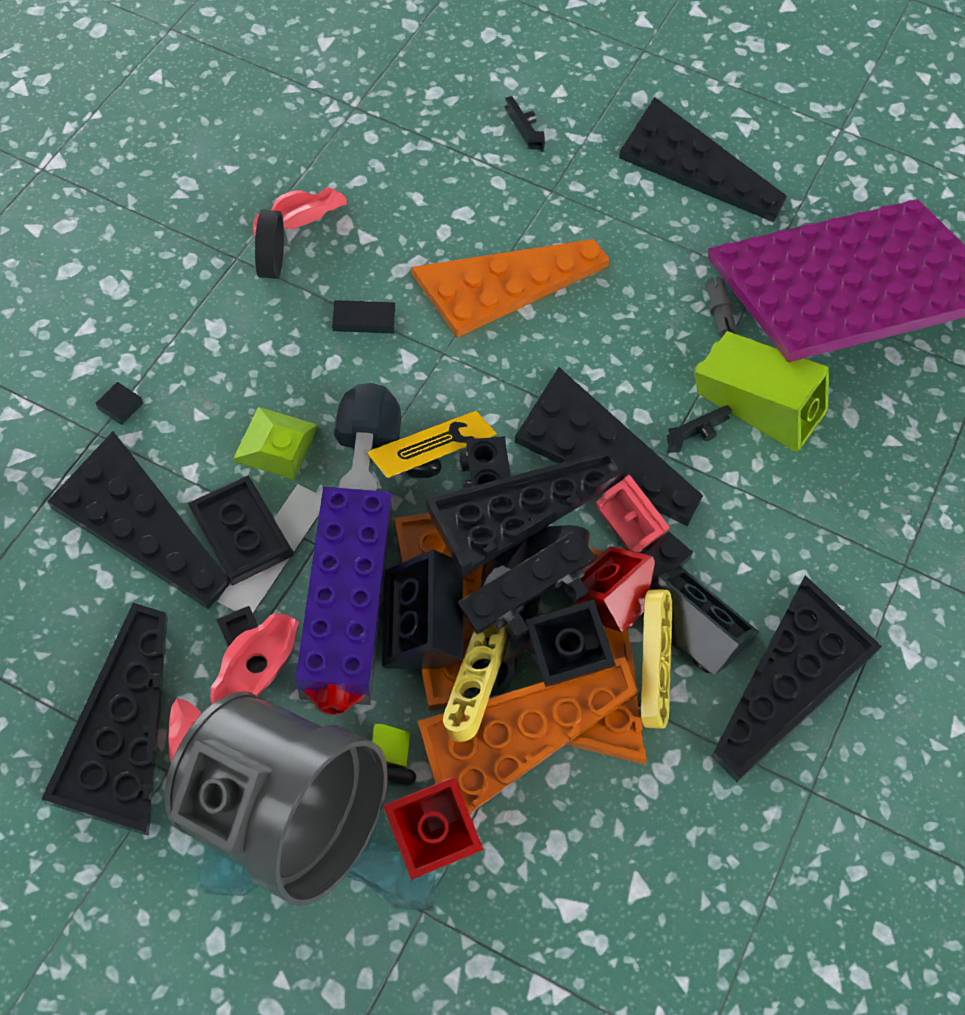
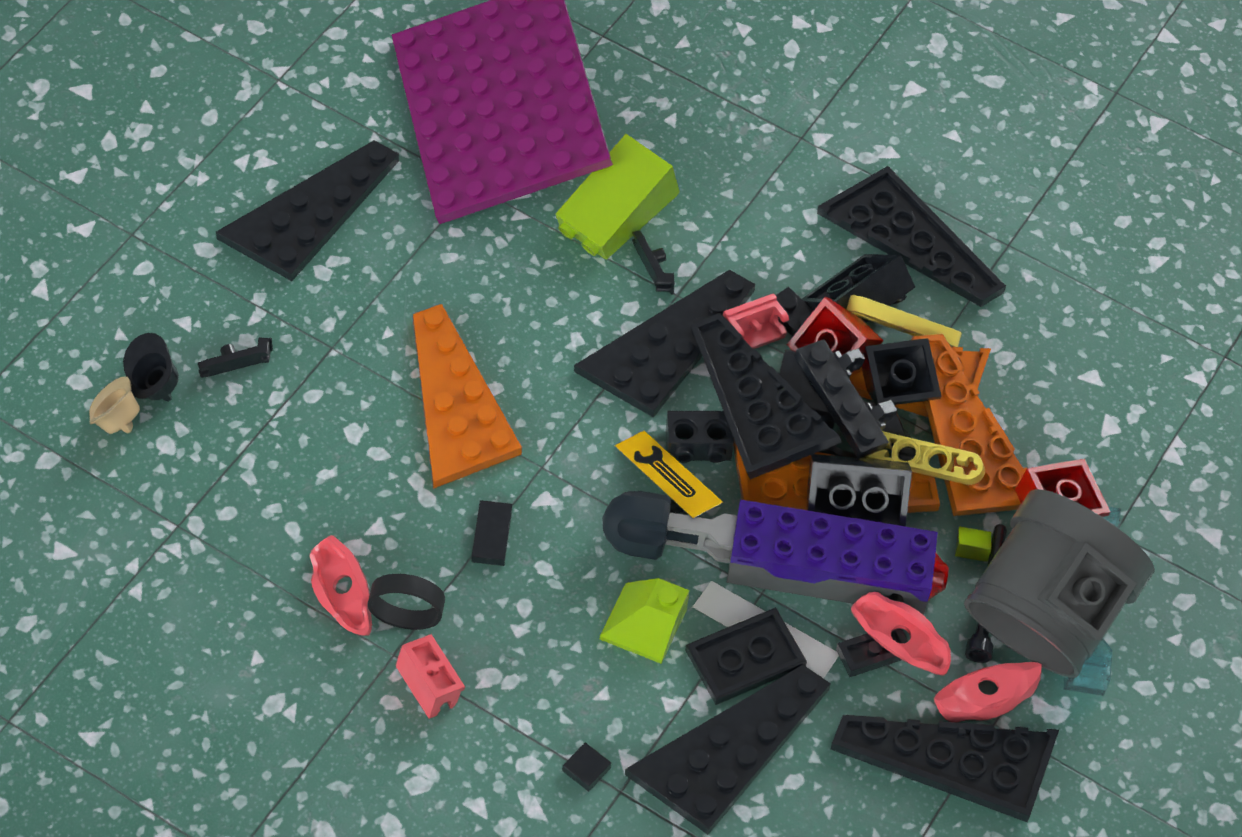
camera: 85 degrees left, 5 degrees down
(204, 272) = (429, 675): none -> coral hinge
(450, 50) = (115, 407): none -> tan piece
(494, 68) = (150, 368): none -> black piece
(721, 306) = (511, 219): dark grey pin -> none

